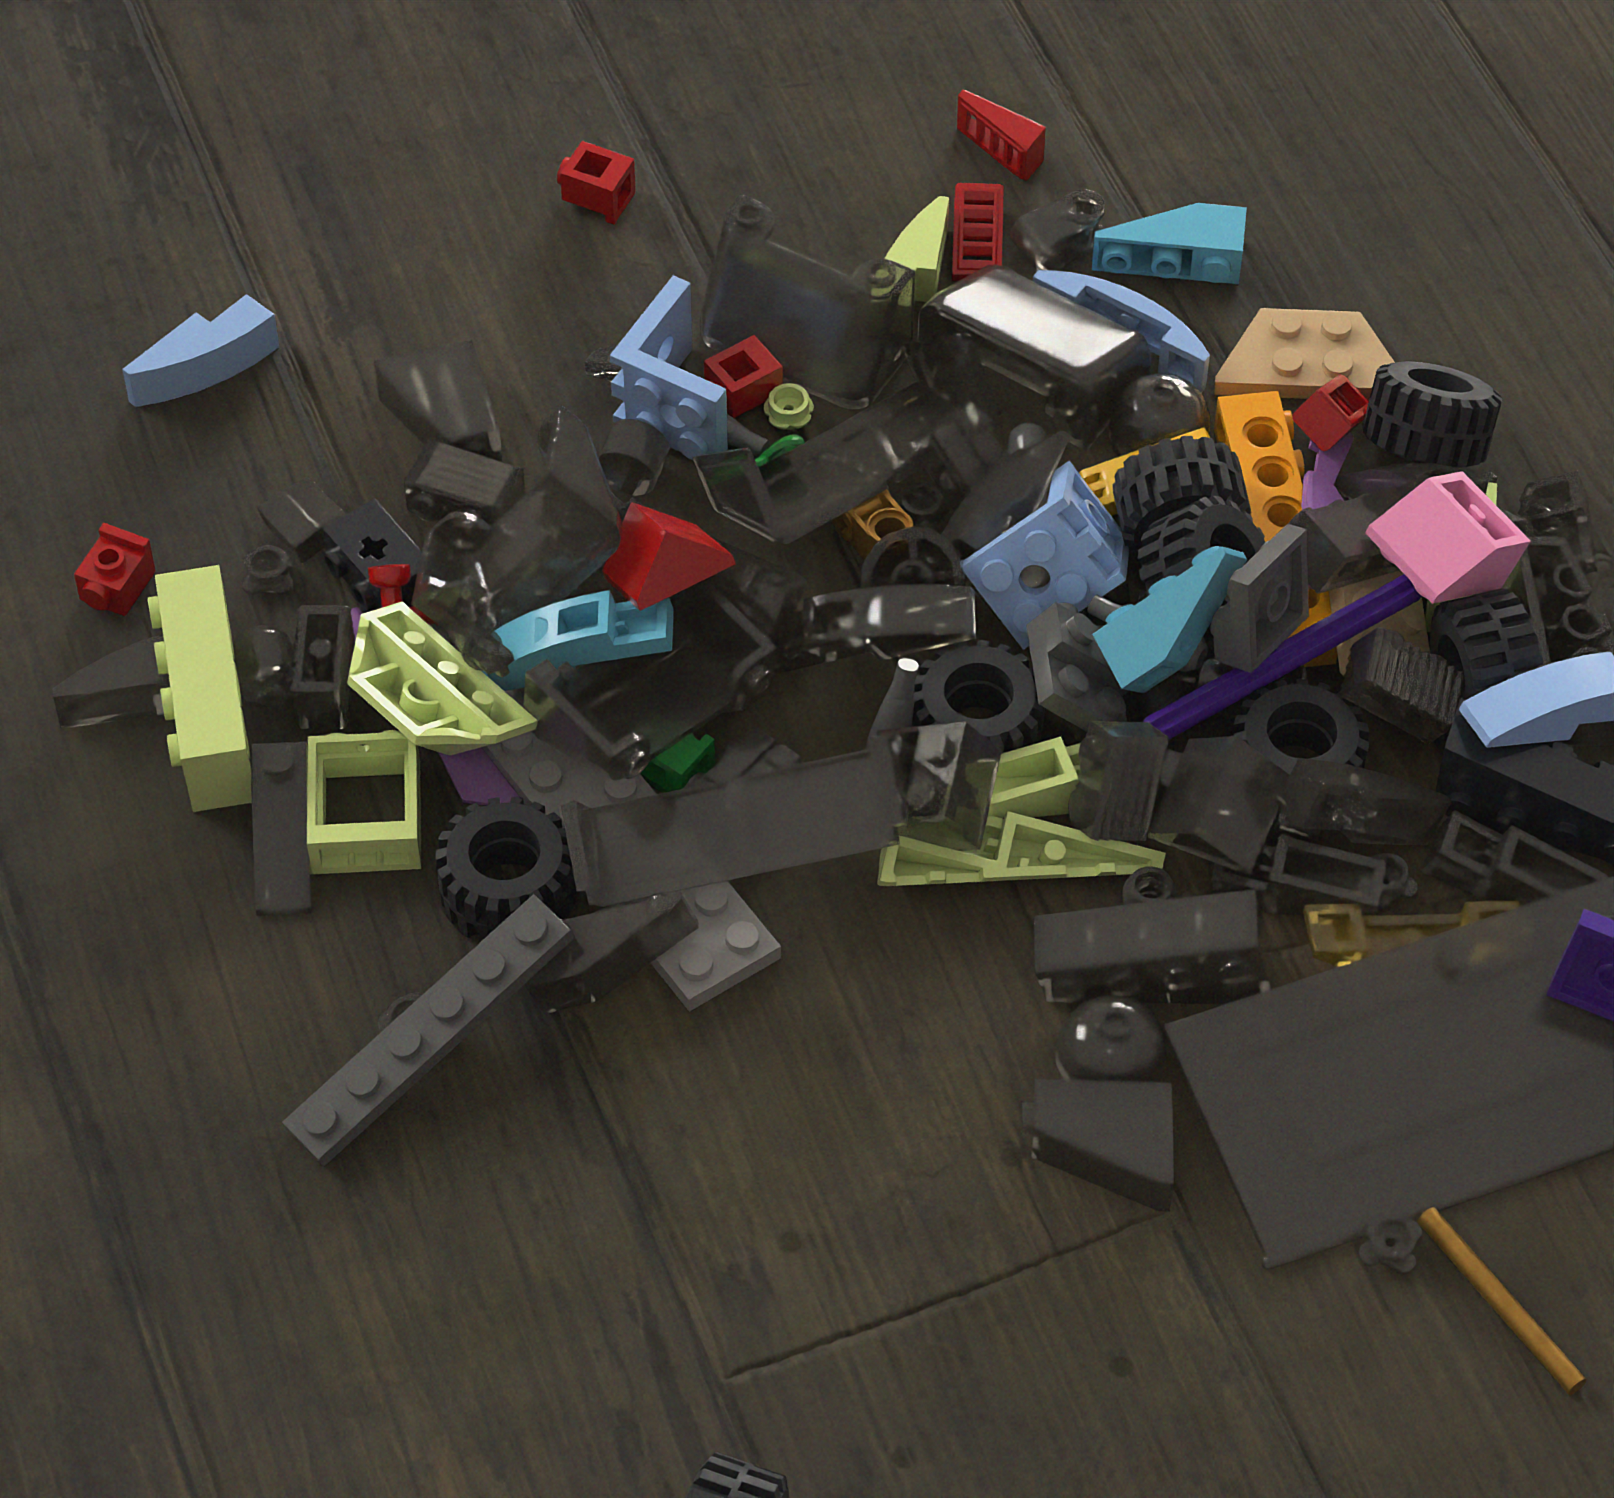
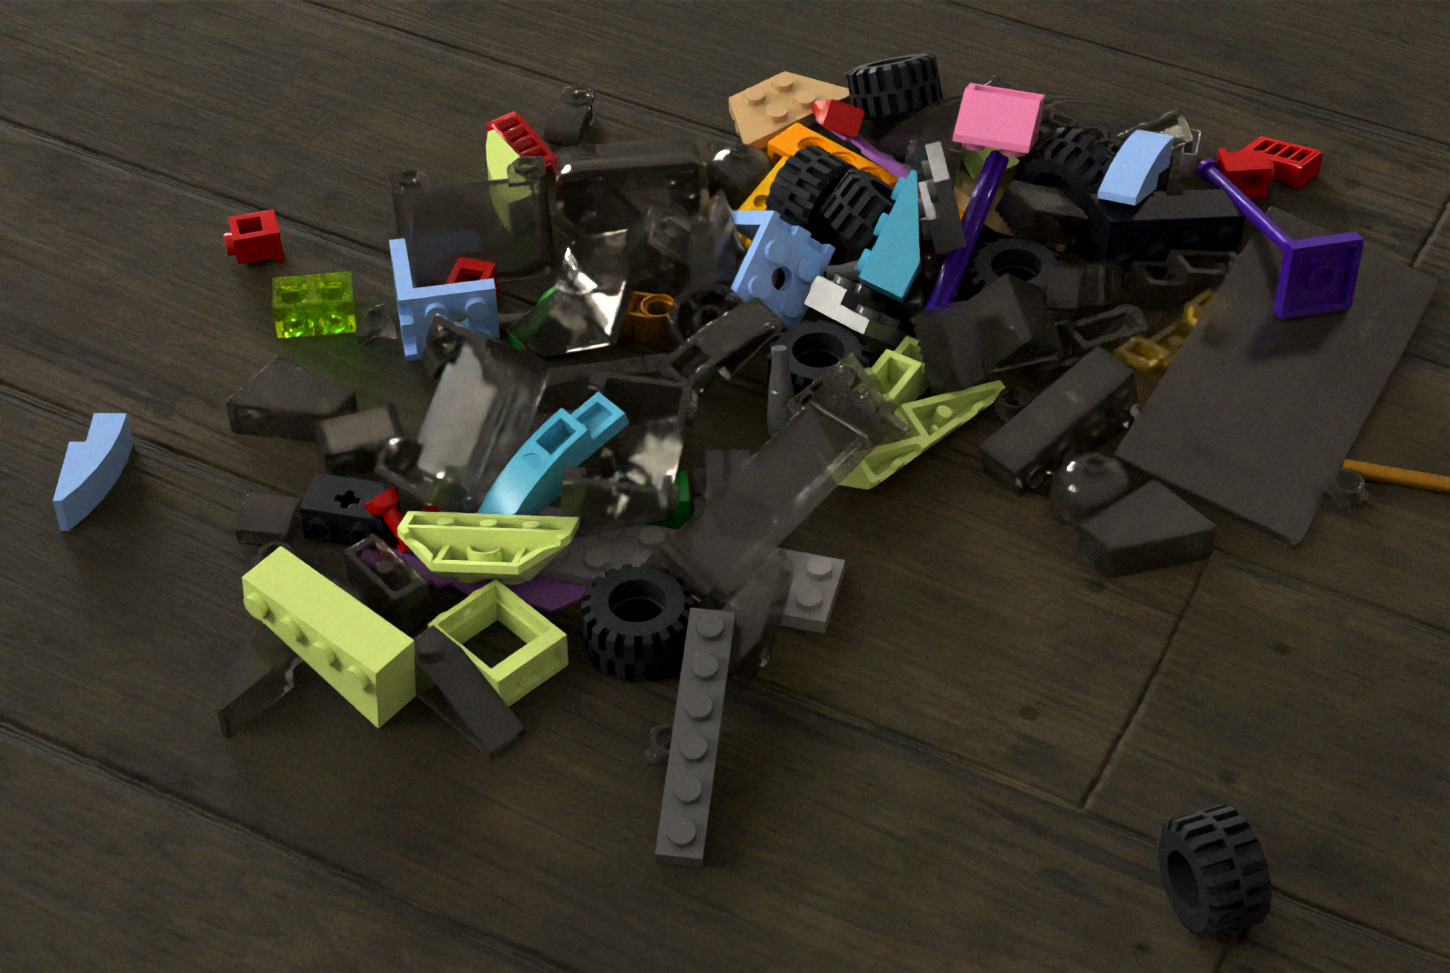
camera: 40 degrees left, 10 degrees down
(115, 570) = (170, 620): red brick -> none
(481, 648) = (501, 497): clear smoke axle -> none
(577, 298) = (314, 304): none -> clear neon green brick
(661, 557) = (578, 374): red slope -> none
(788, 407) = (513, 290): yellowish green plate -> none
(1002, 134) = (488, 79): red slope -> none
(1166, 335) = (706, 133): light blue slope -> none
(1182, 243) = (649, 89): medium azure slope -> none

